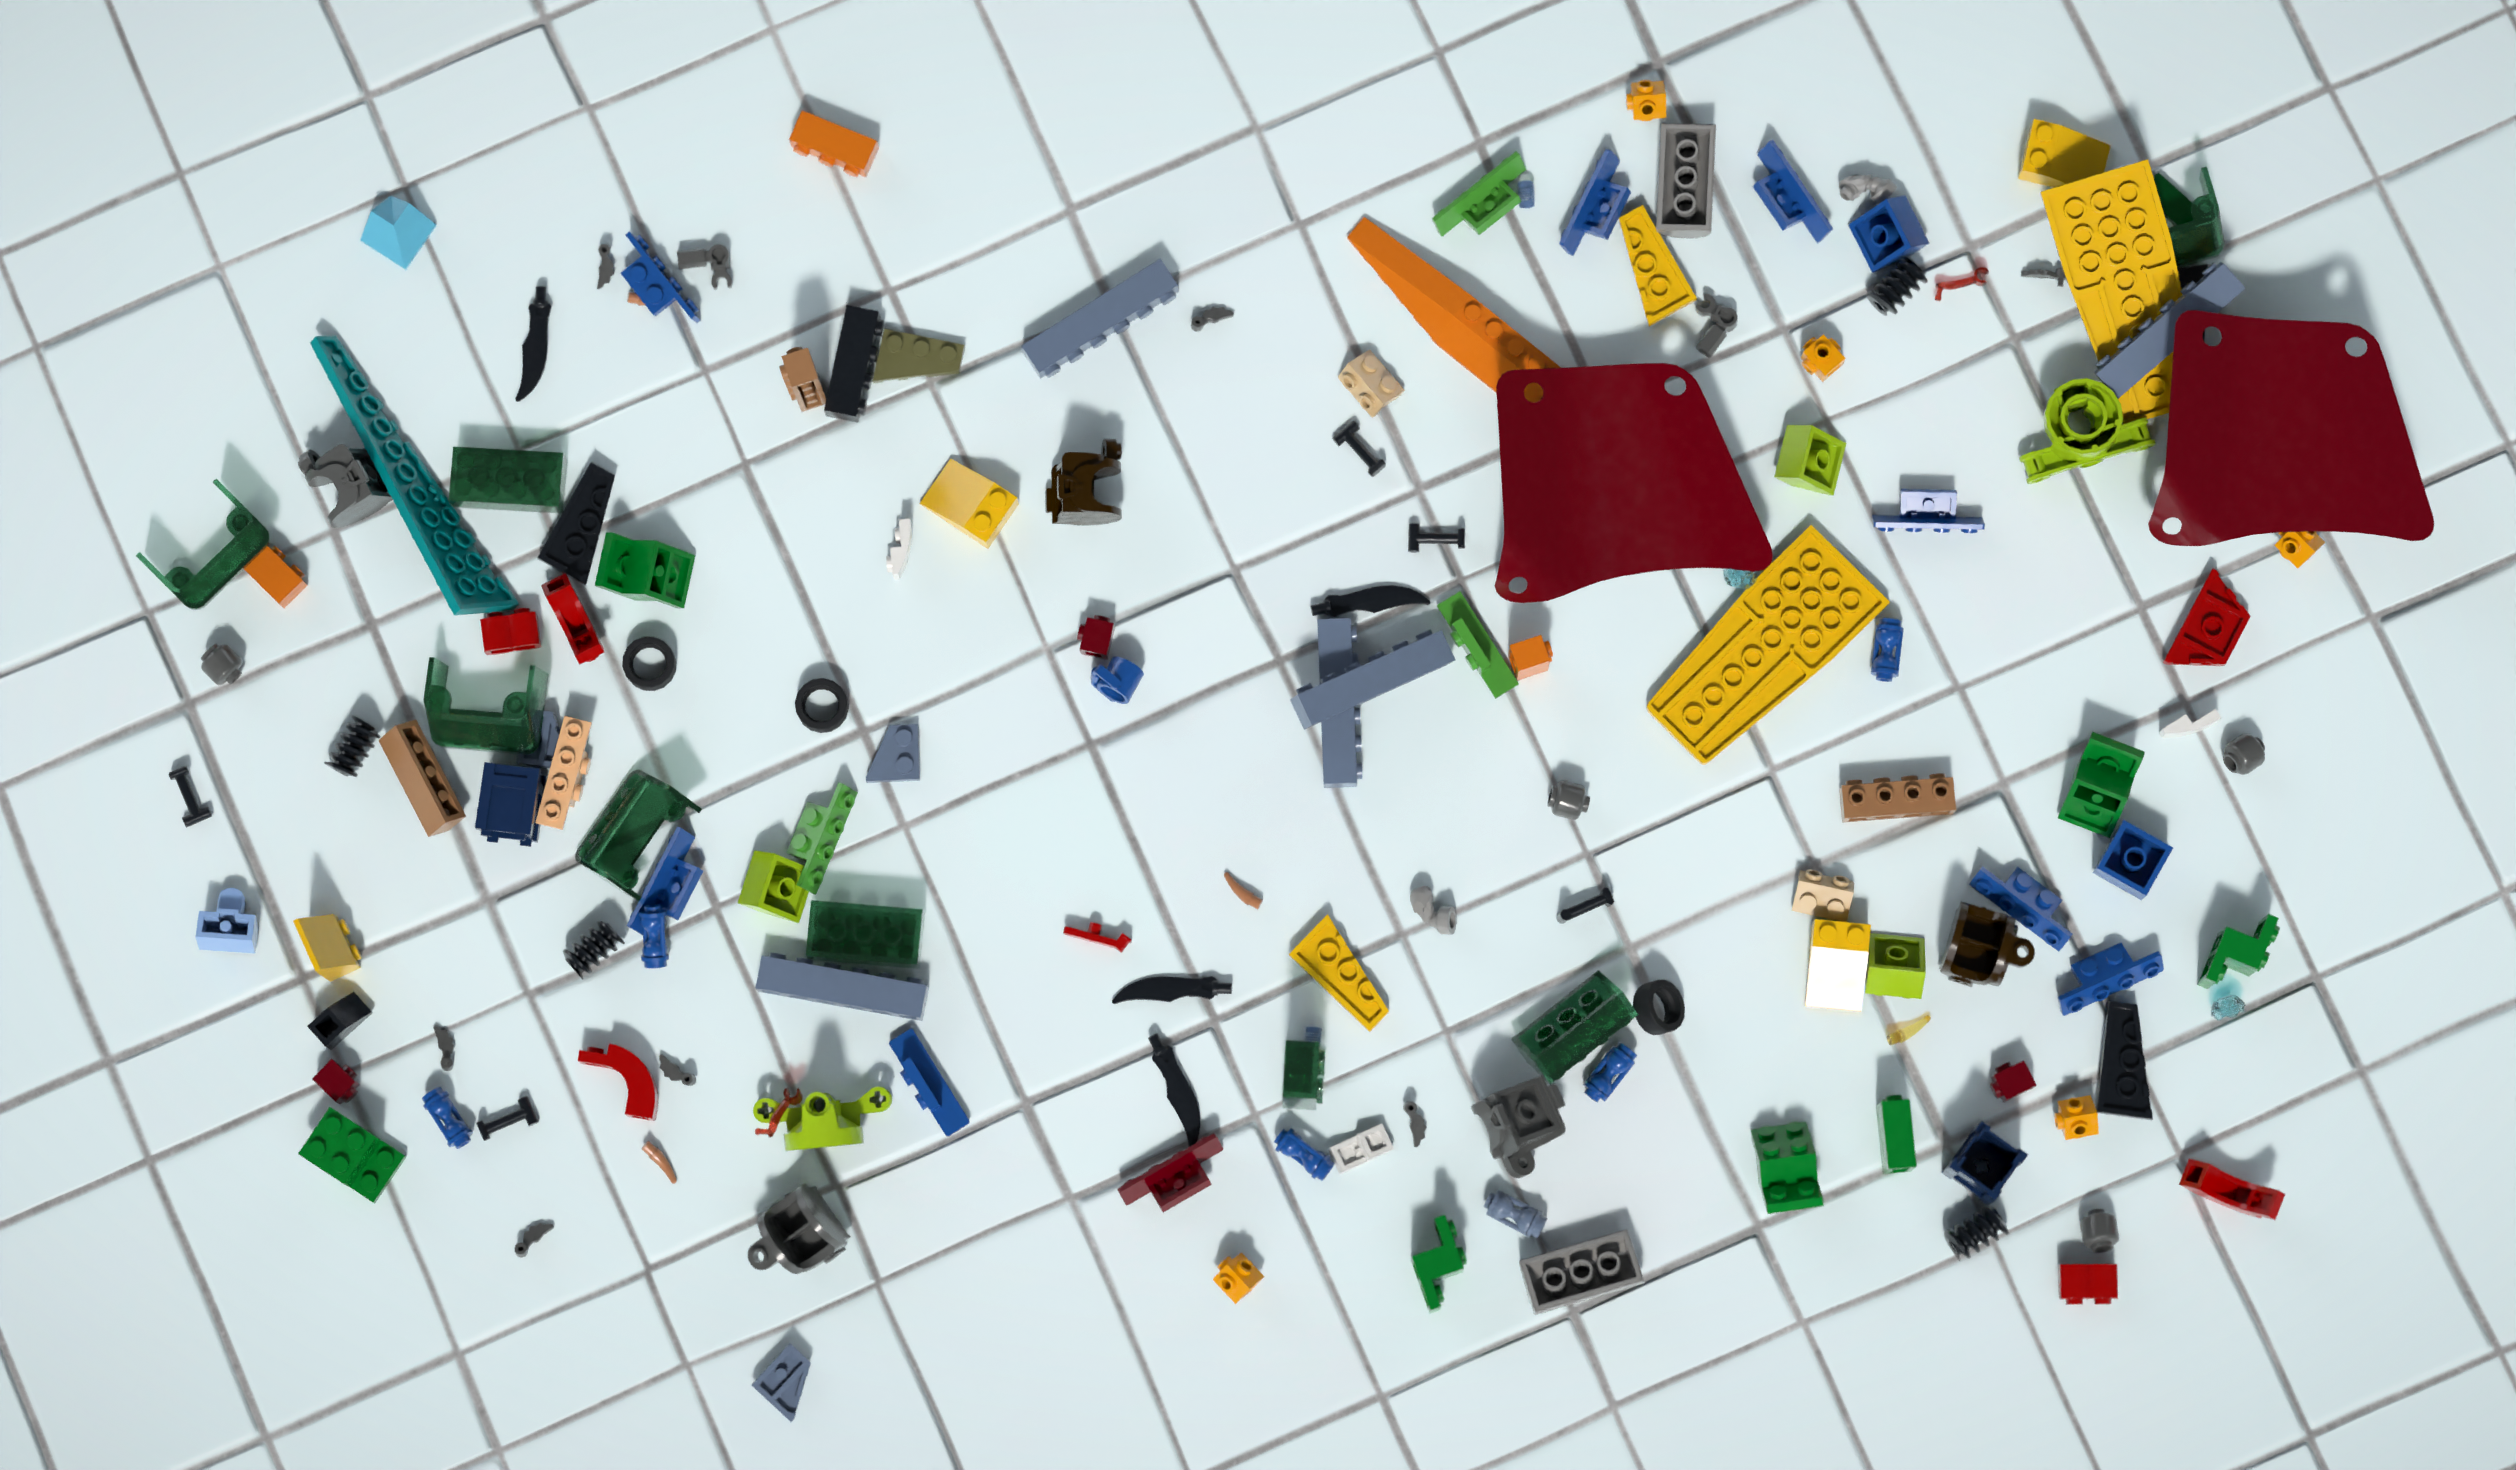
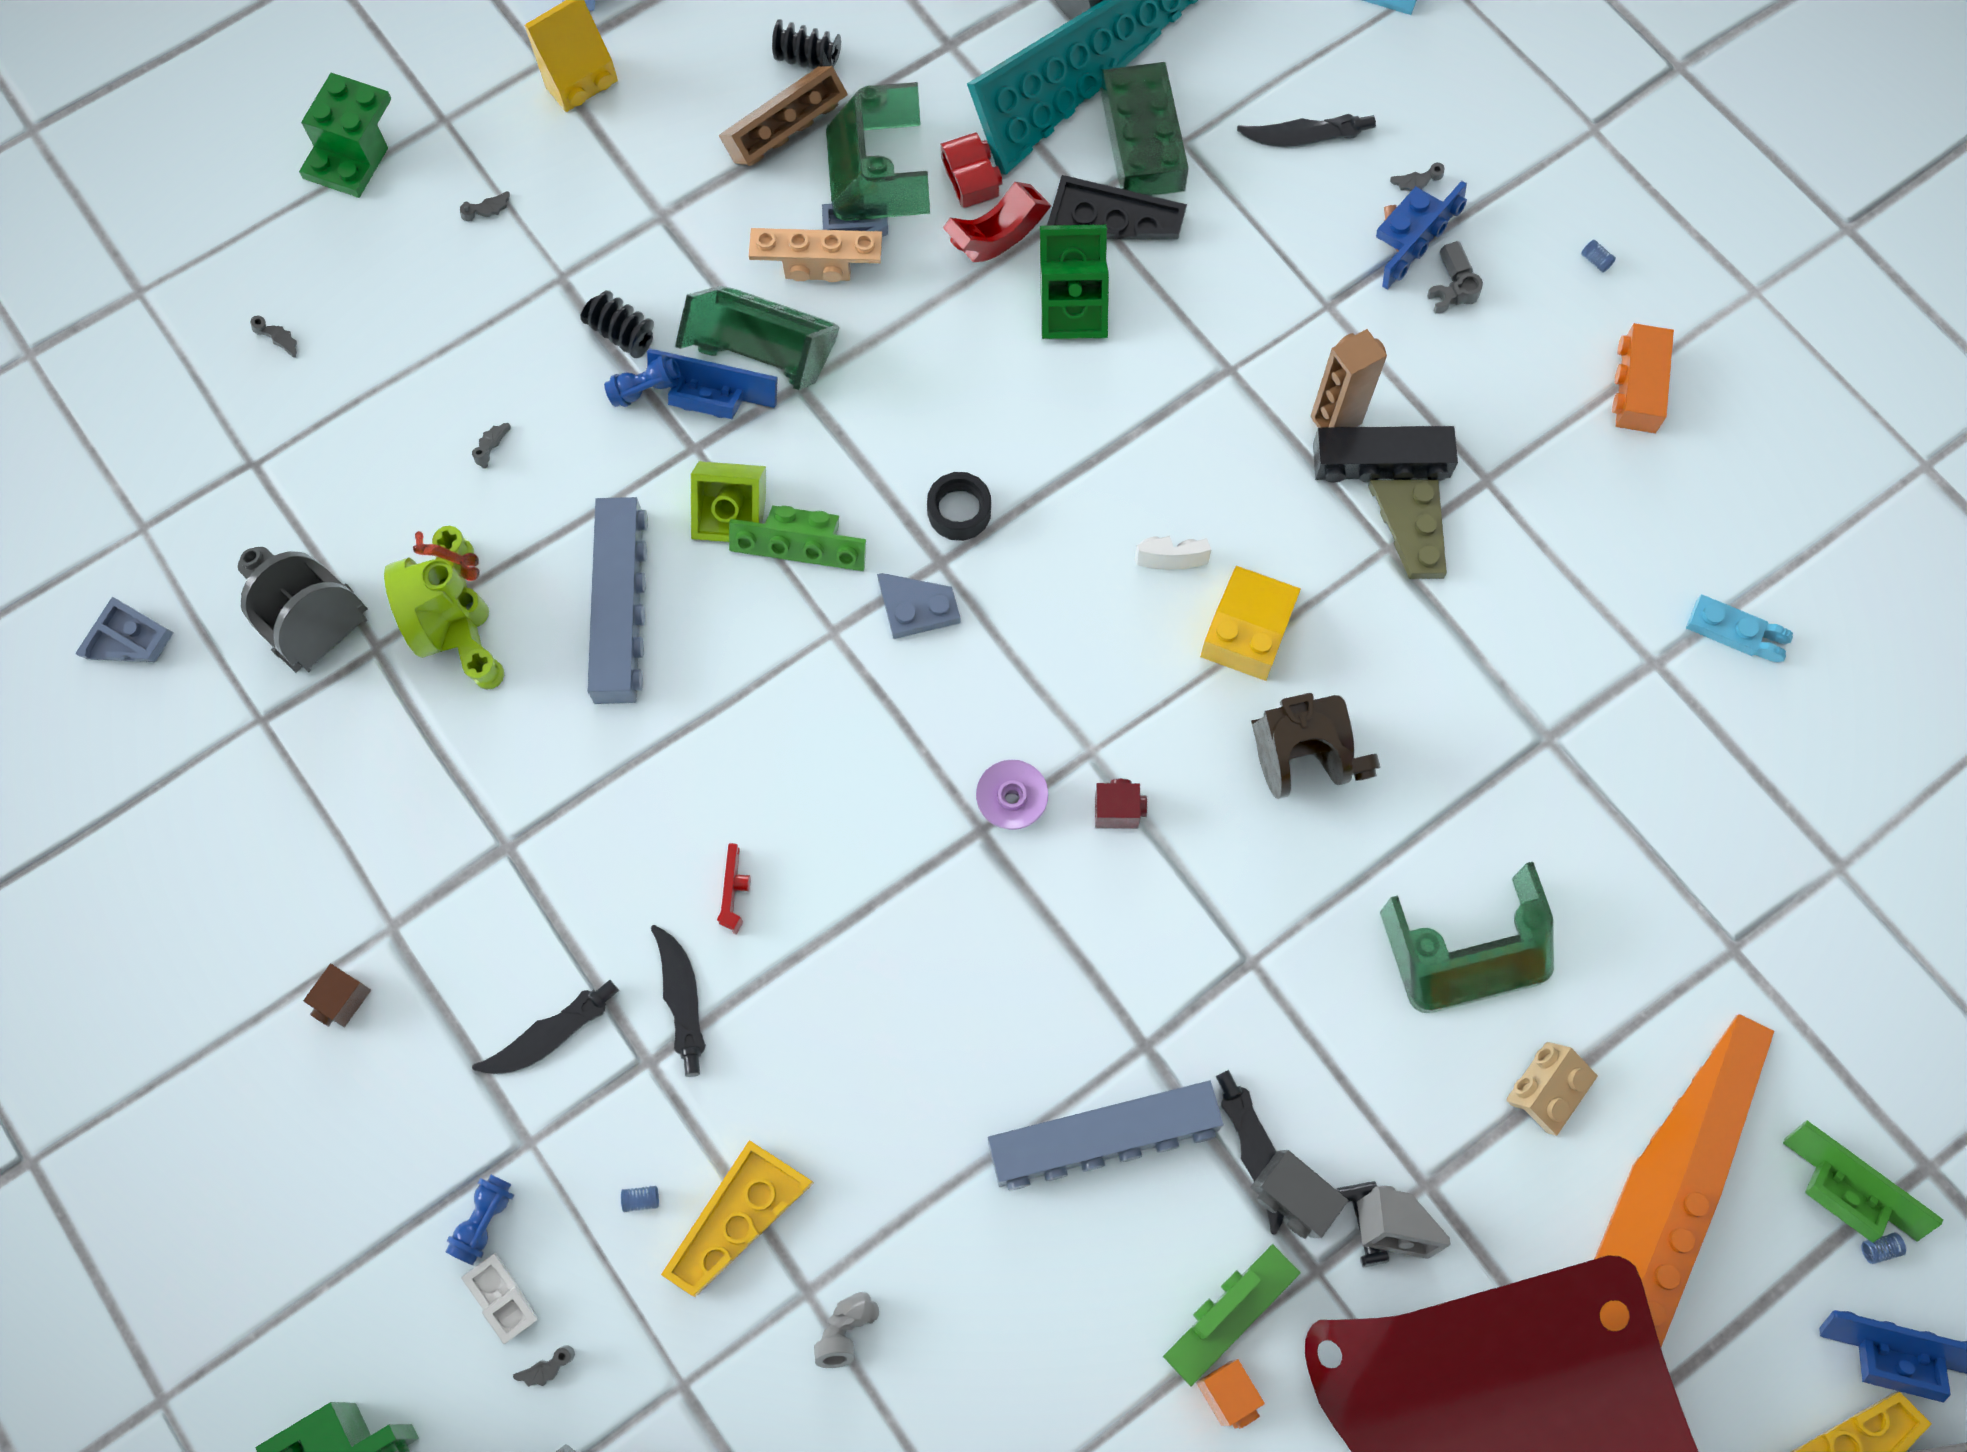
camera: 75 degrees right, 10 degrees down
(337, 1081) = (429, 108): dark red brick -> none
(339, 1020) = (495, 93): black slope -> none
(442, 1108) = (415, 210): blue piece -> none
(510, 803) = (767, 194): dark blue container -> none
(526, 1112) = (422, 300): black piece -> none
(642, 1089) = (476, 400): red arch -> none
(643, 643) = (961, 293): black tyre -> none
(659, 1158) = (385, 447): nougat helmet -> none
(722, 142) = (1610, 259): none -> medium blue piece
(865, 934) = (683, 609): clear green brick -> none
(929, 1083) = (511, 720): blue bracket -> none
(1057, 142) = (1738, 629): none -> medium azure hinge
(1071, 700) = (1012, 778): none -> lavender dish
(1100, 318) = (1530, 724): sand blue brick -> none
(1117, 680) = (1069, 841): blue piece -> none
(1118, 1240) = (336, 997): none -> reddish brown brick
(1174, 1178) = (425, 1053): dark red bracket -> none
(1212, 316) = (1576, 861): dark grey piece -> none
(1237, 1277) = (299, 1163): light orange brick -> none
(1242, 893) = (822, 1064): nougat helmet -> none
(1280, 440) = (1487, 970): none -> clear green windscreen
(1301, 1080) = (566, 1188): clear green brick -> none
(1347, 435) = (1472, 1072): black piece -> none
(1371, 679) = (1145, 1173): sand blue brick -> none
(1408, 578) = (1299, 1195): none -> dark grey brick
(1442, 515) = (1399, 1224): none -> light grey slope

